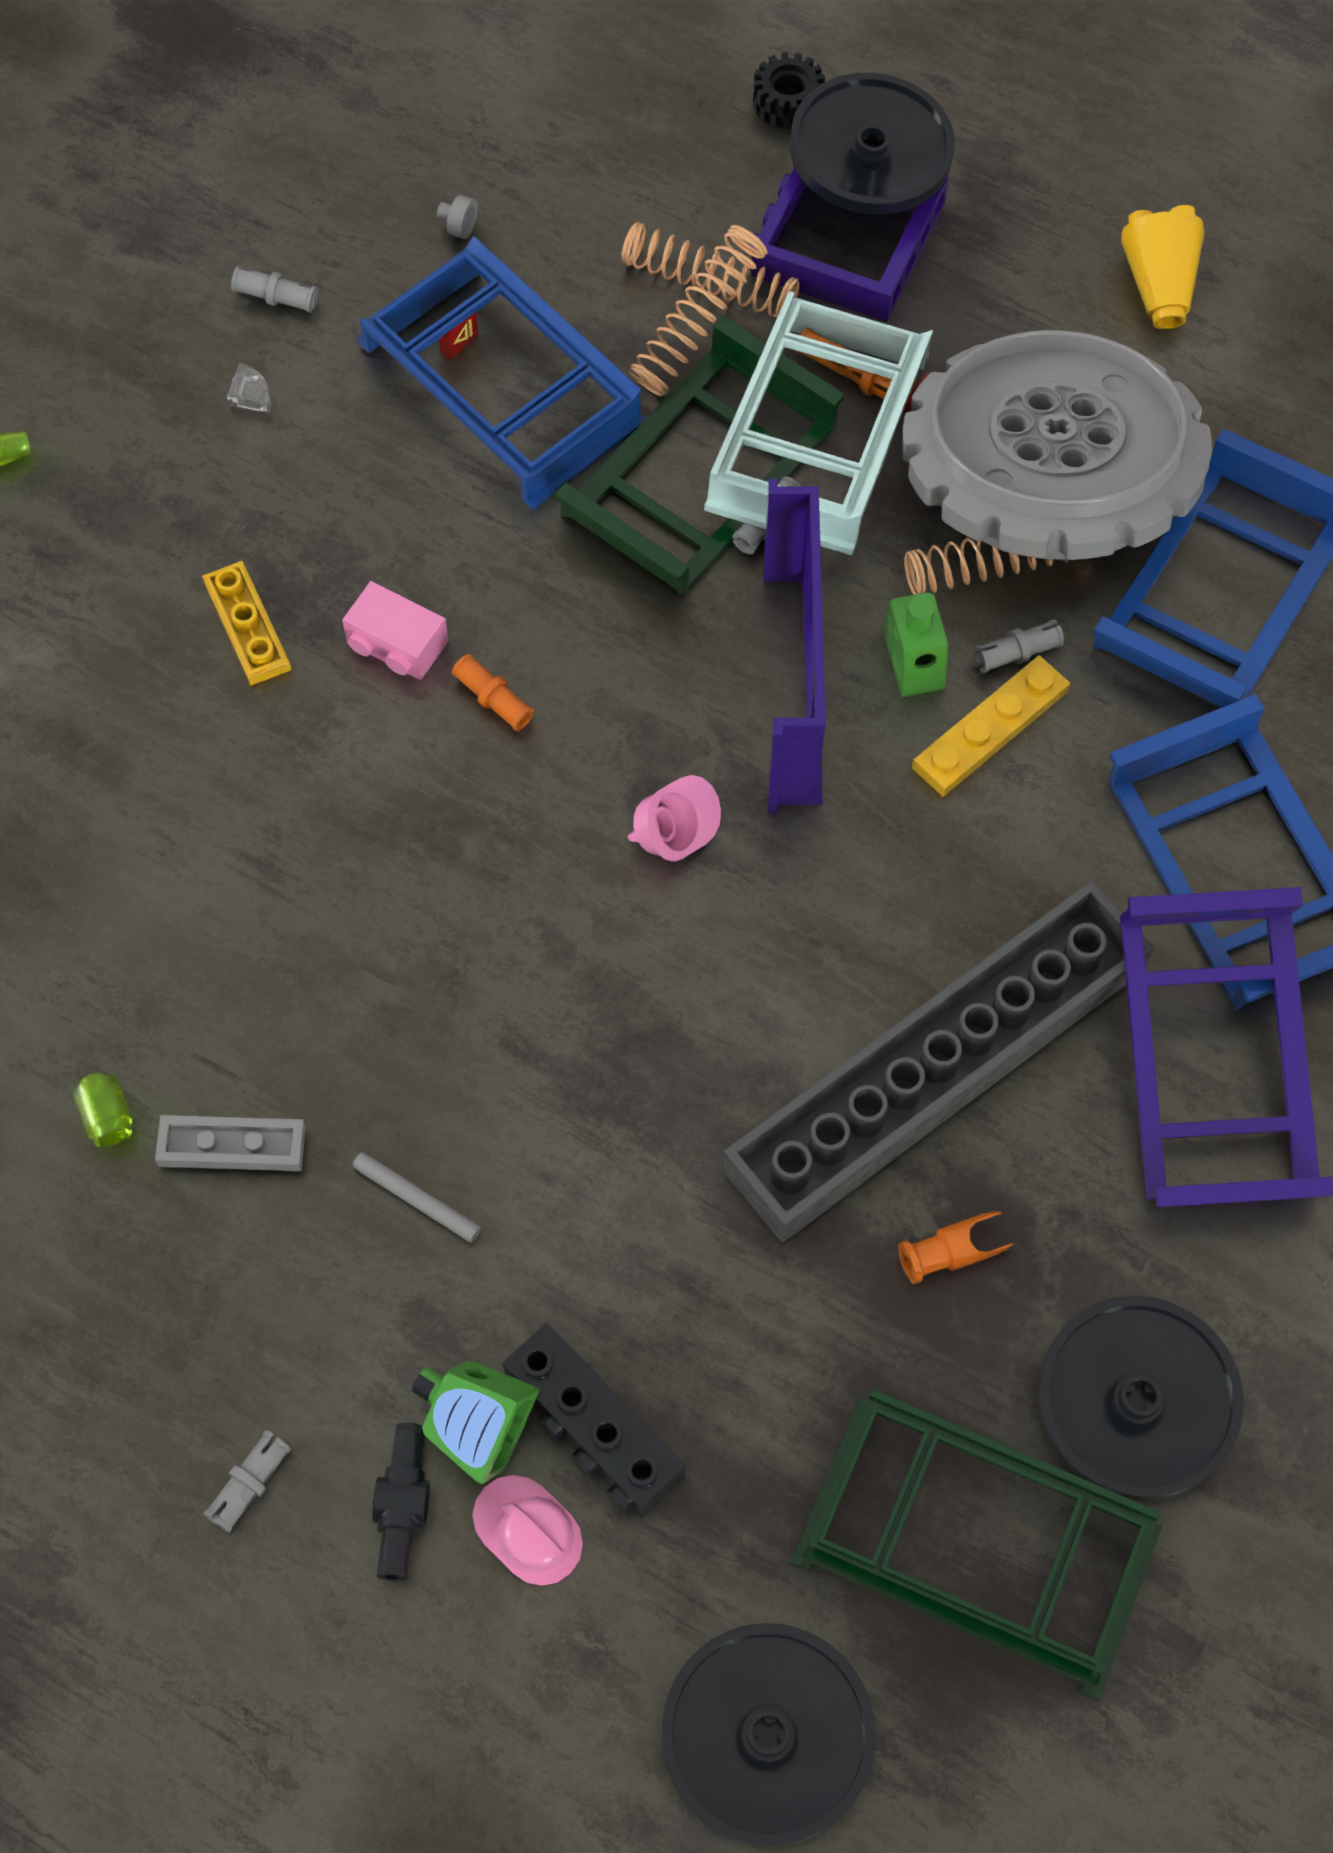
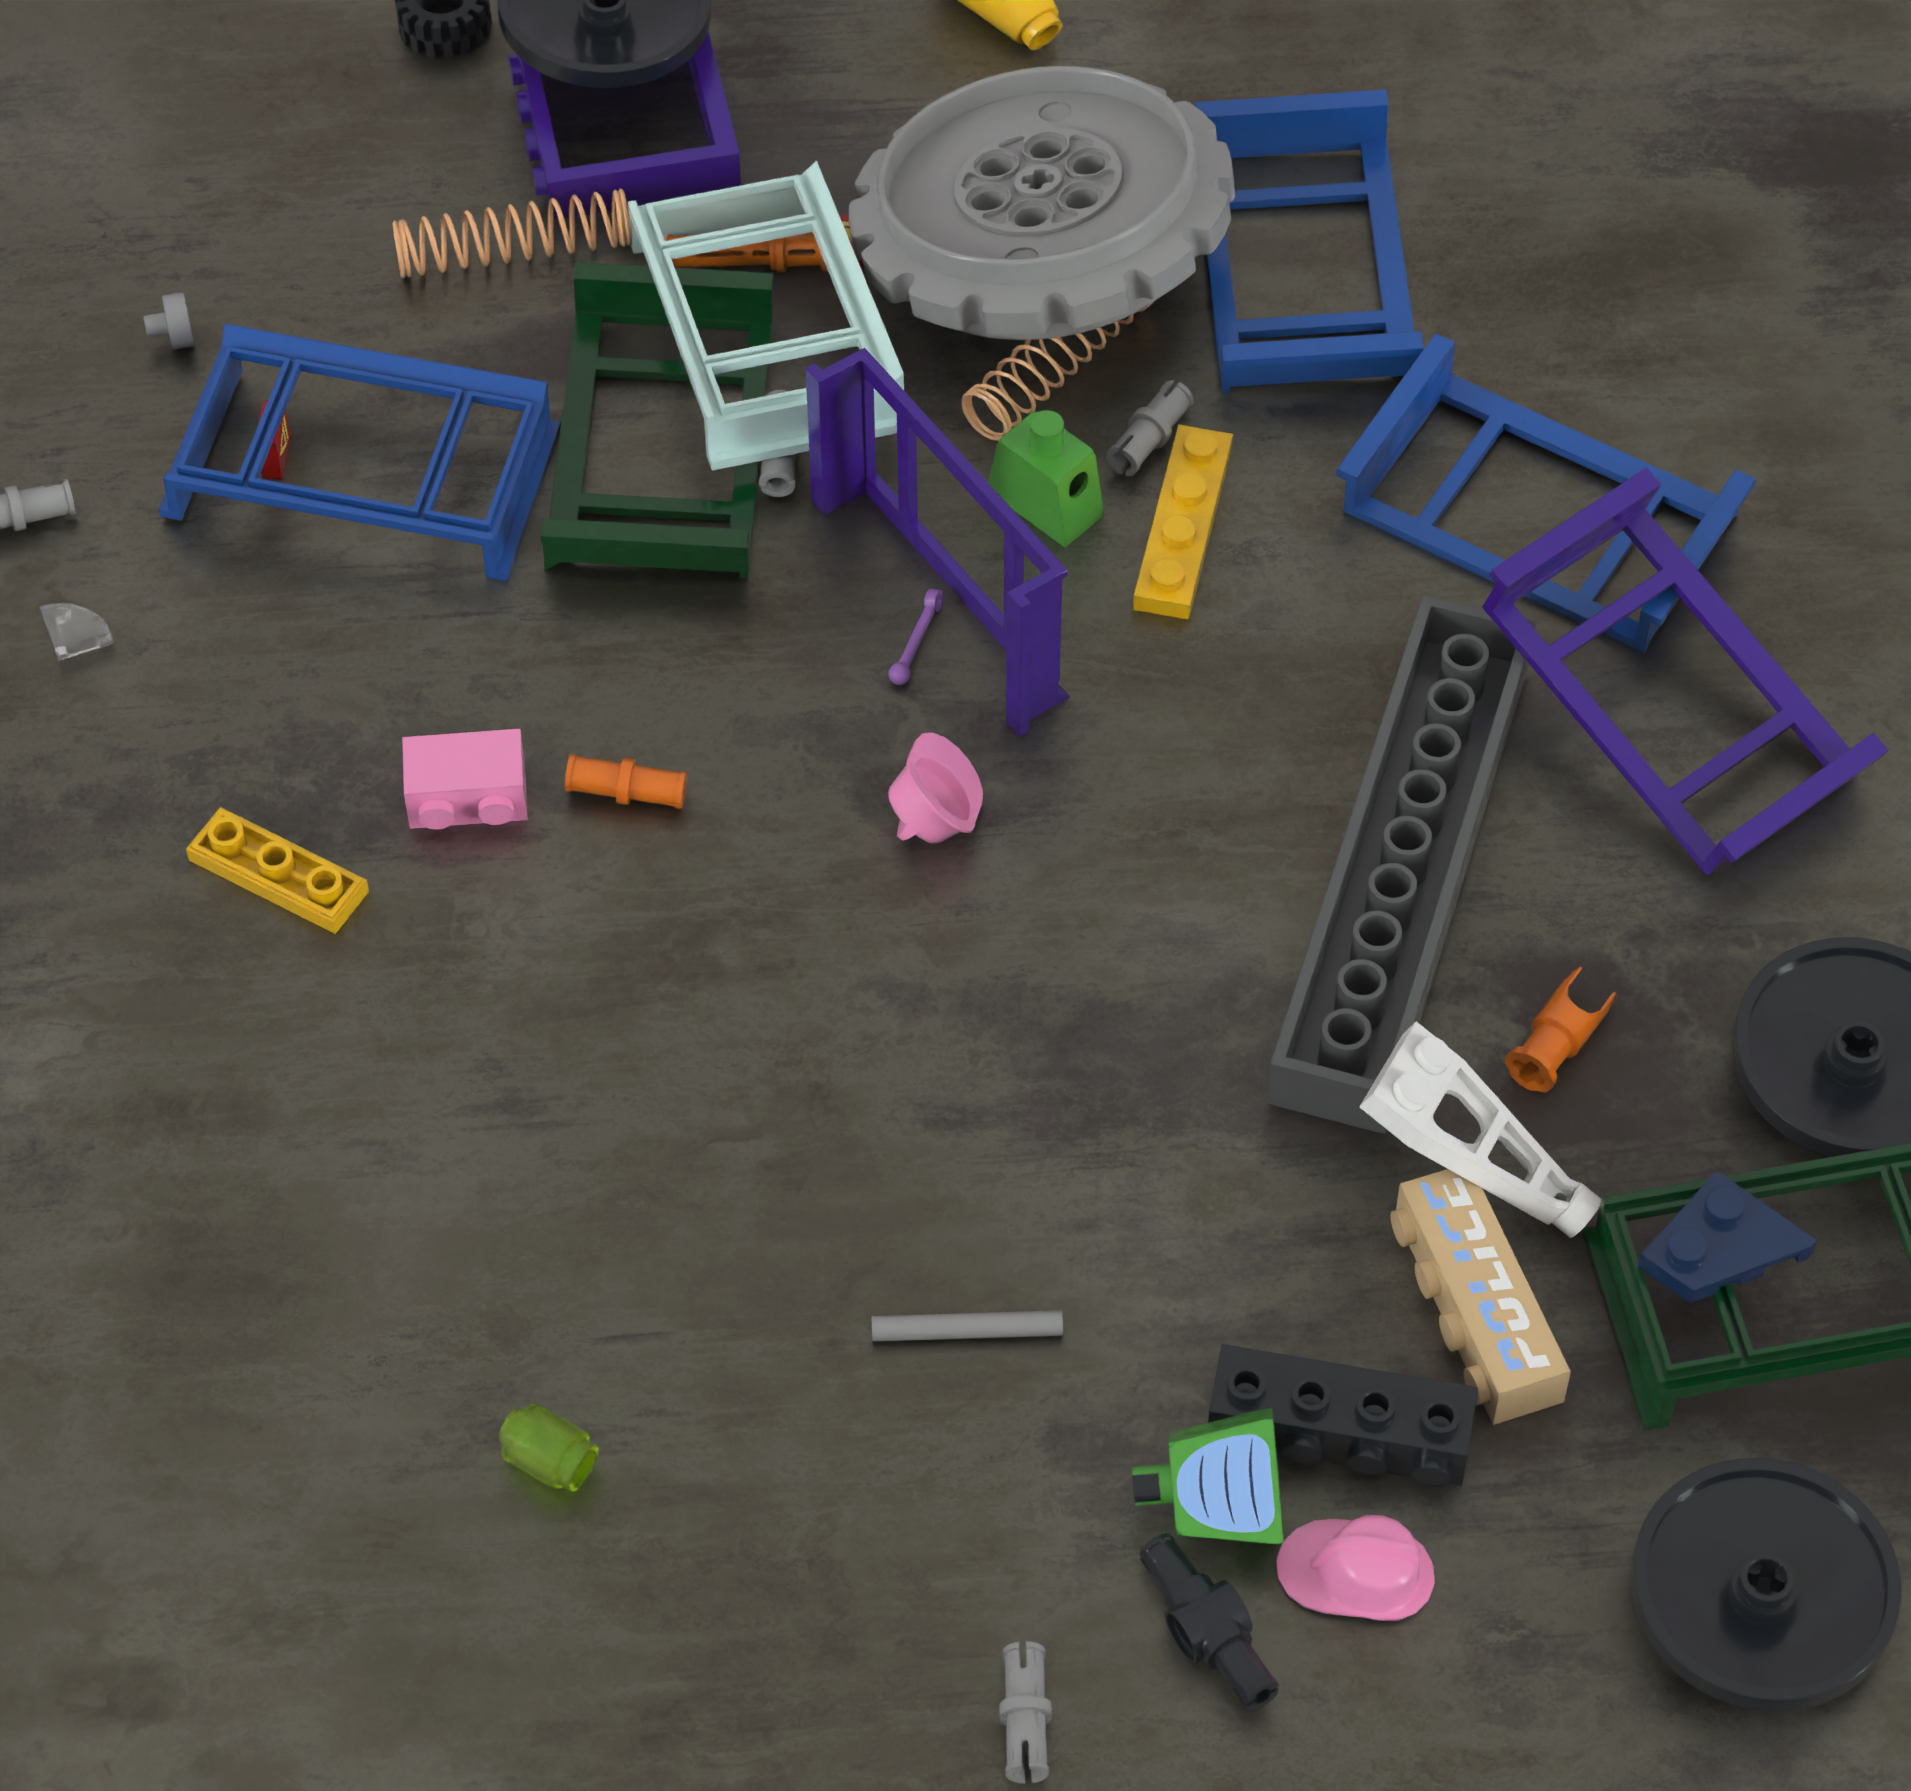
camera: 35 degrees left, 10 degrees down
(230, 1143) = (720, 1394): light grey plate -> none
(737, 235) = (537, 161): light nougat piece -> none
(749, 1397) = (1480, 1295): none -> tan brick
(782, 685) = (900, 672): none -> medium lavender hinge
(795, 1231) = (1404, 1104): none -> white plate
(923, 1476) = (1722, 1241): none -> dark blue wing

